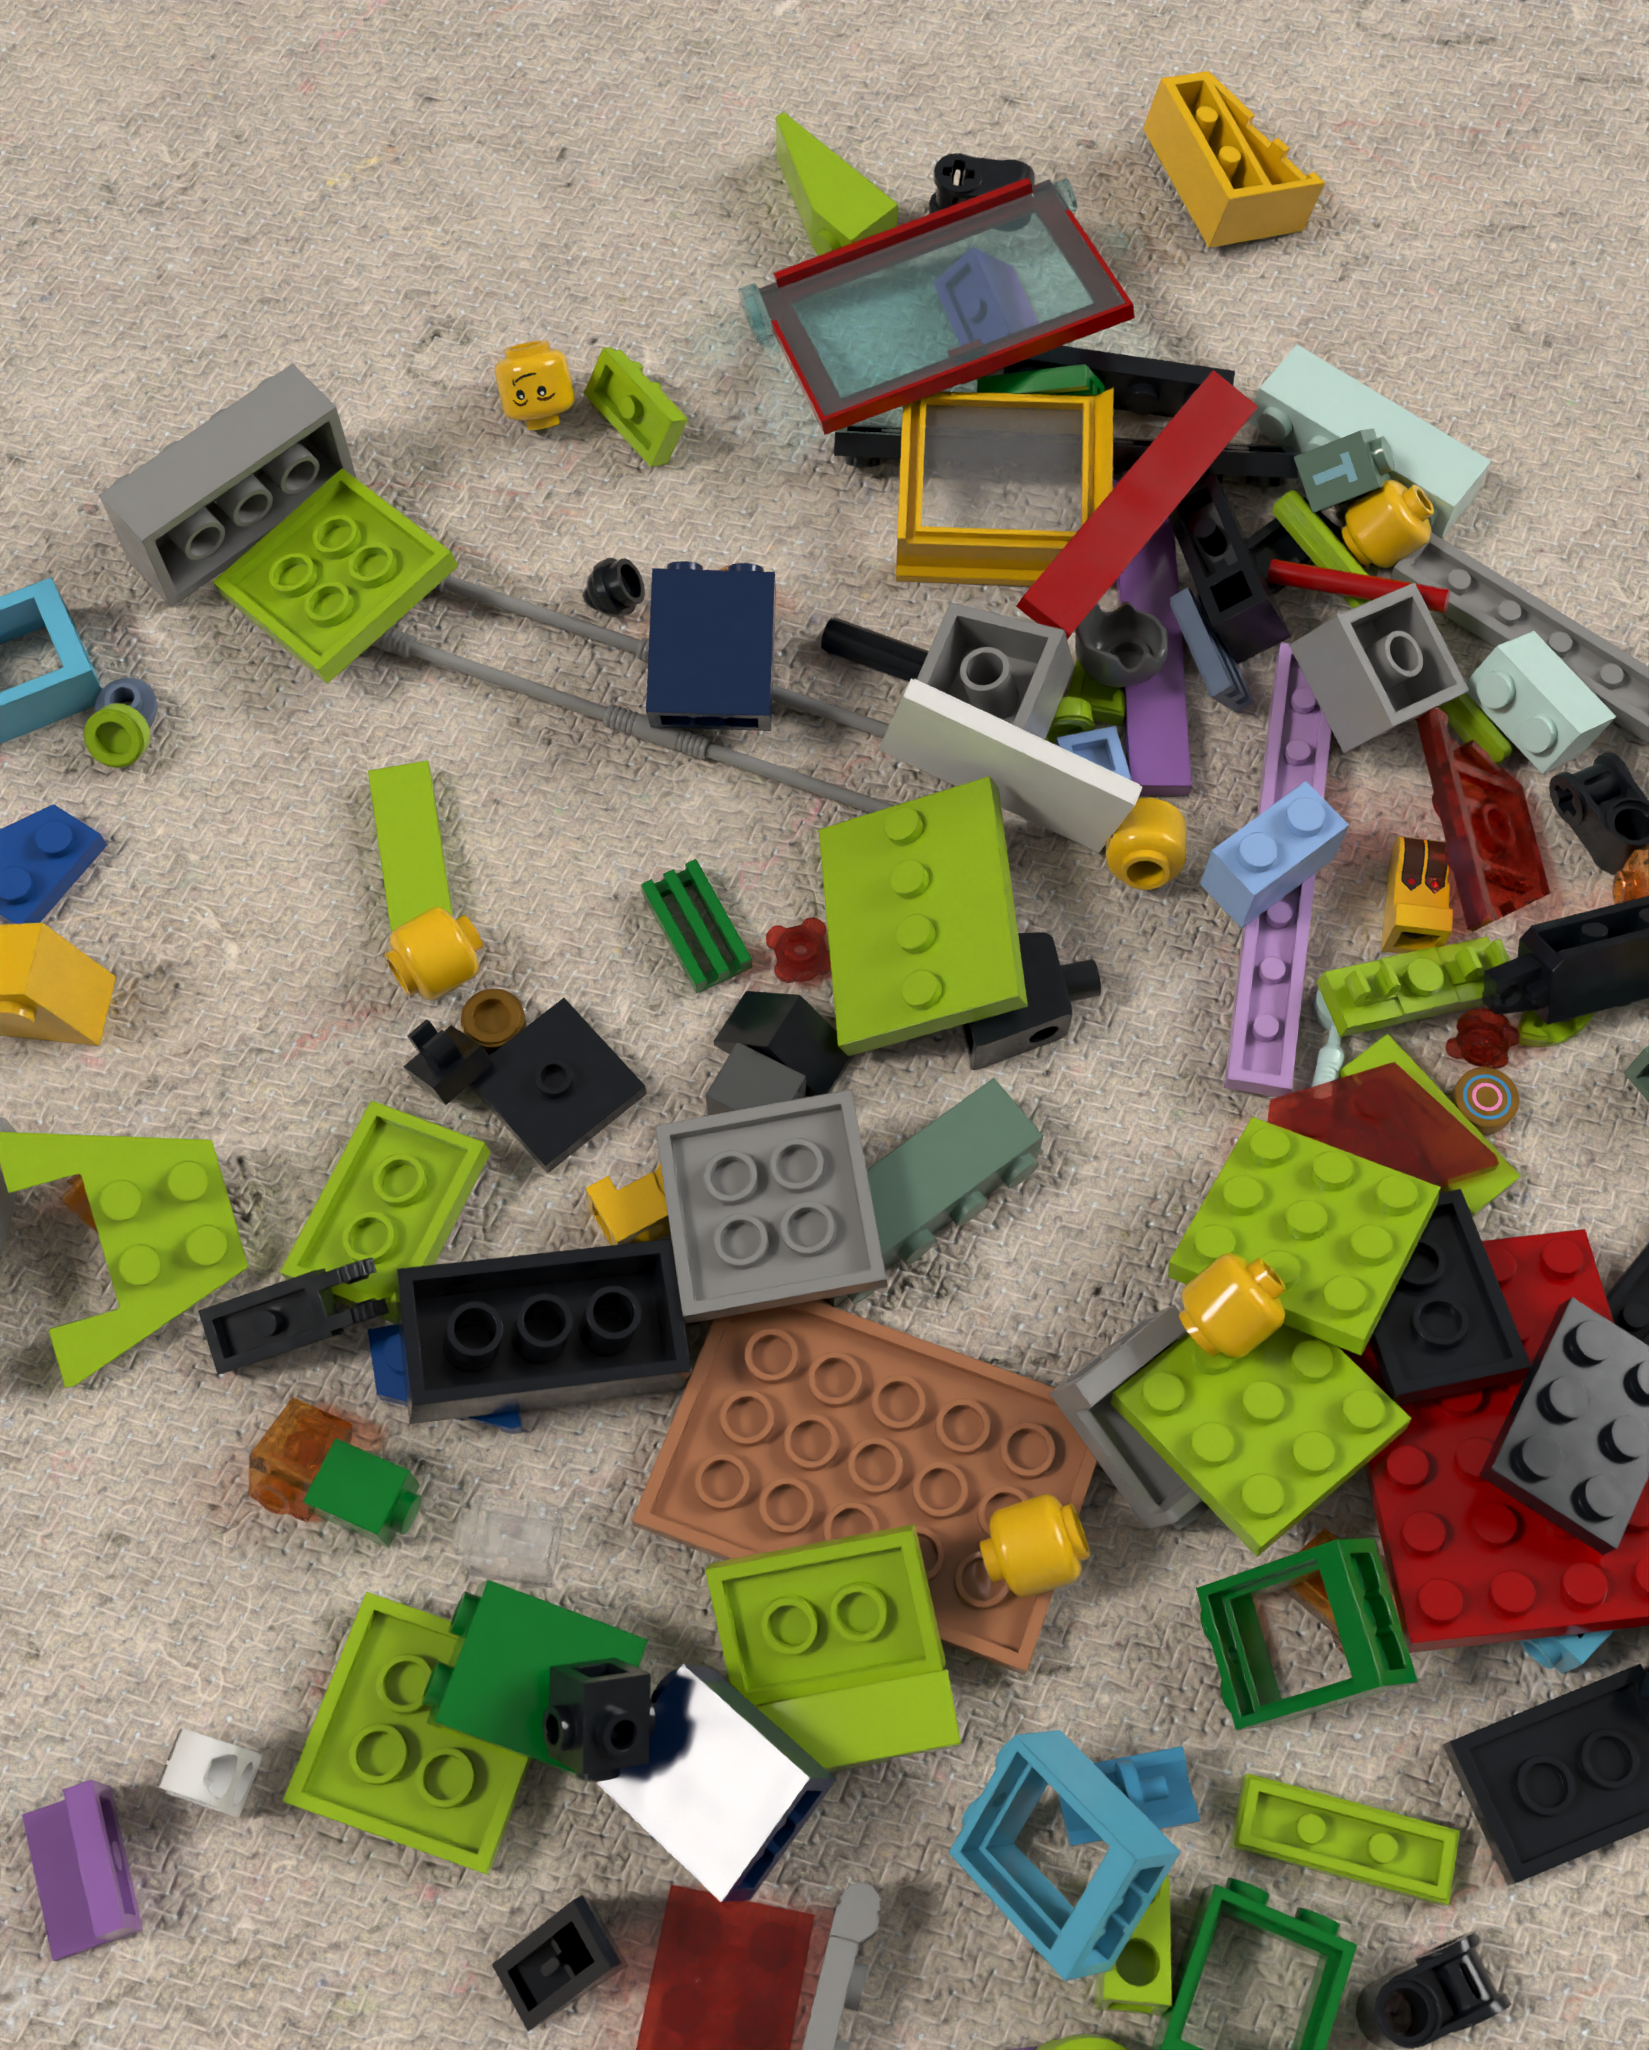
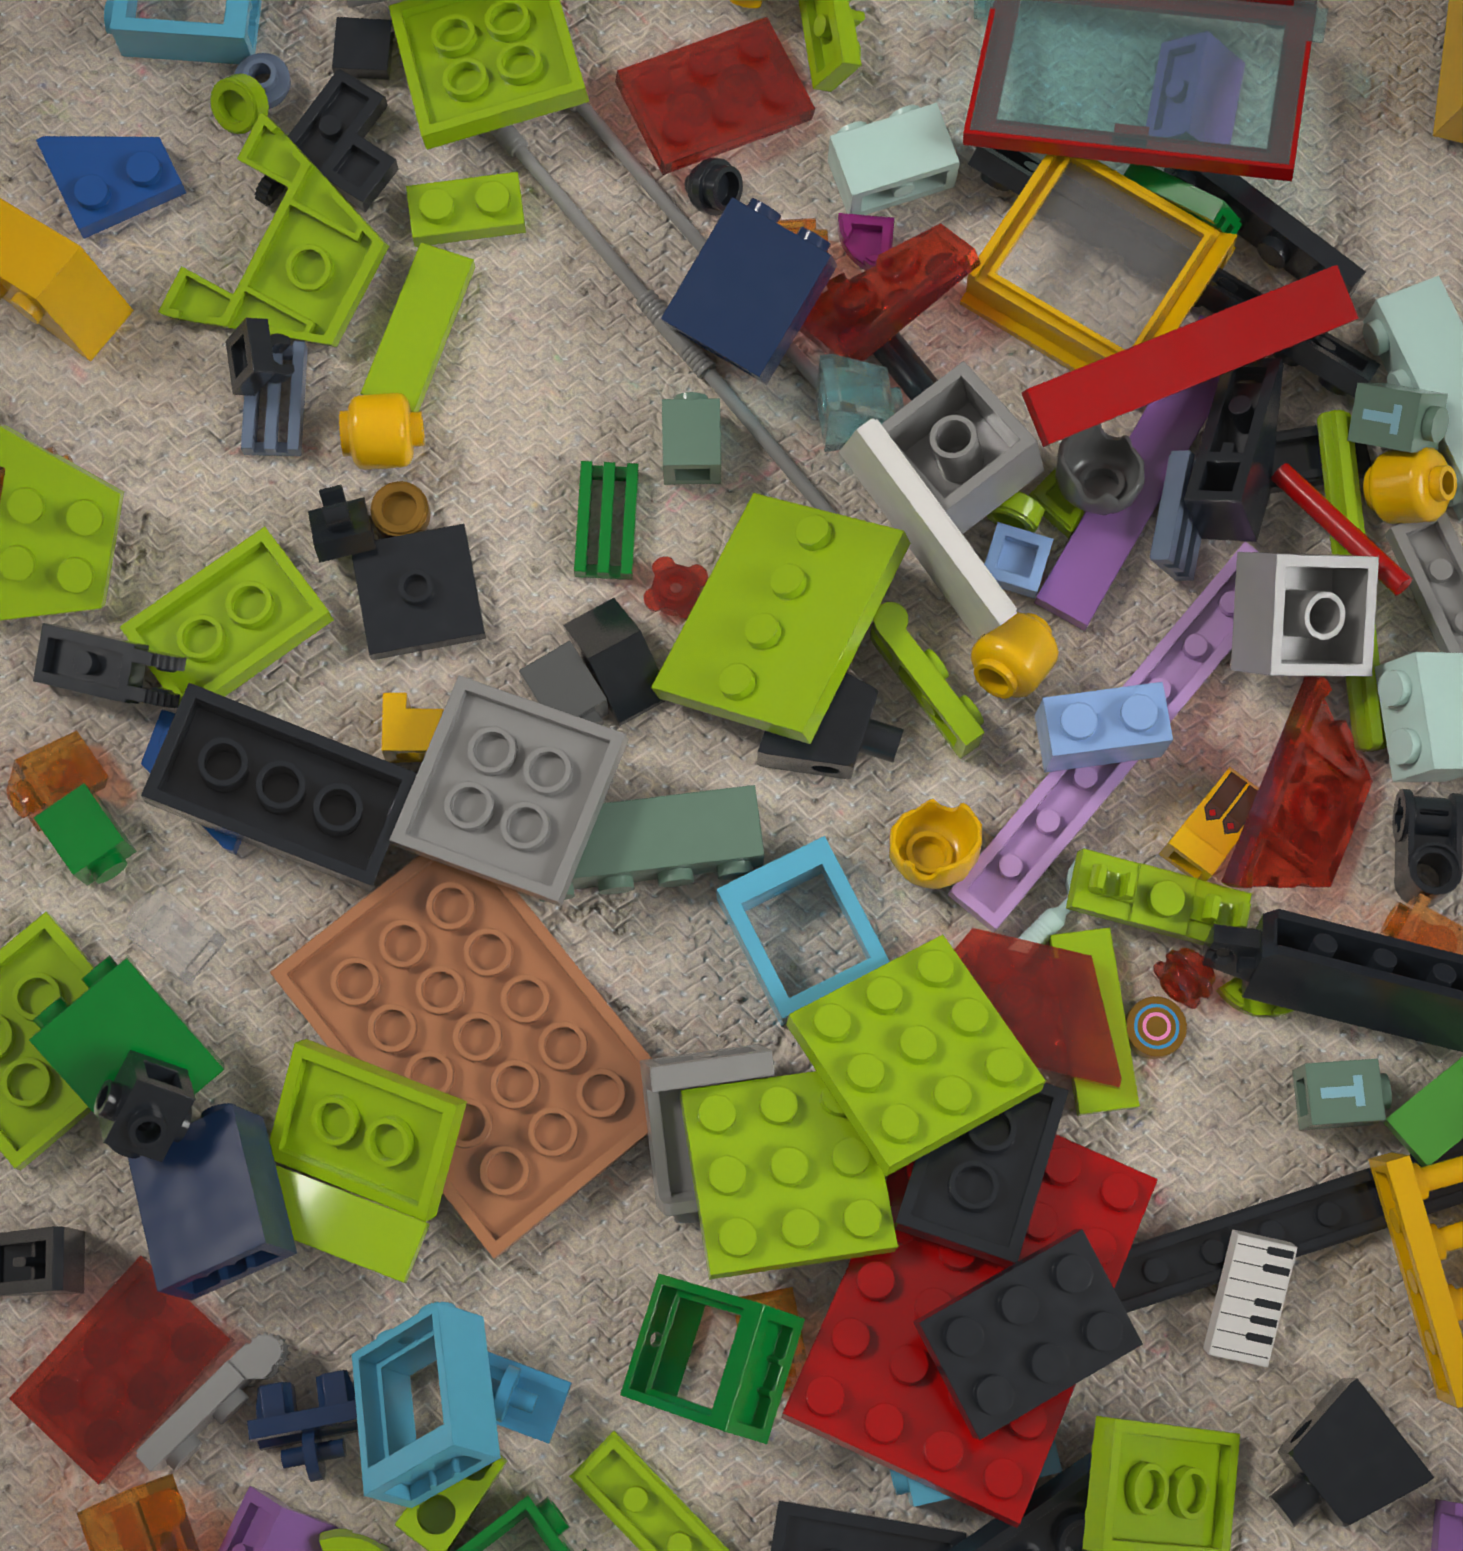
camera: 30 degrees right, 10 degrees up
(208, 632) = (363, 47): none -> black tile
(218, 731) = (338, 108): none -> black hinge
(269, 948) = (251, 357): none -> black tile
(271, 736) = (359, 170): none -> black tile
(271, 844) = (307, 264): none -> lime wing
(286, 941) = (271, 447): none -> sand blue tile
(392, 722) = (466, 209): none -> lime plate
(566, 513) = (714, 95): none -> clear red plate
(734, 811) = (691, 439): none -> sand green brick
(763, 487) = (893, 159): none -> light aqua brick
(791, 566) = (865, 237): none -> magenta tile
(830, 609) = (875, 305): none -> clear red wing
(862, 696) = (851, 395): none -> clear light blue slope
(921, 1971) = (283, 1425): none -> dark blue hips
(1035, 1546) = (551, 1170): yellow head -> none
(1084, 909) = (925, 680): none -> lime plate
(1106, 1247) = (776, 879): none -> medium azure window
(1189, 1043) = (935, 844): none -> yellow hair
(1232, 1305) = (805, 1080): yellow head -> none

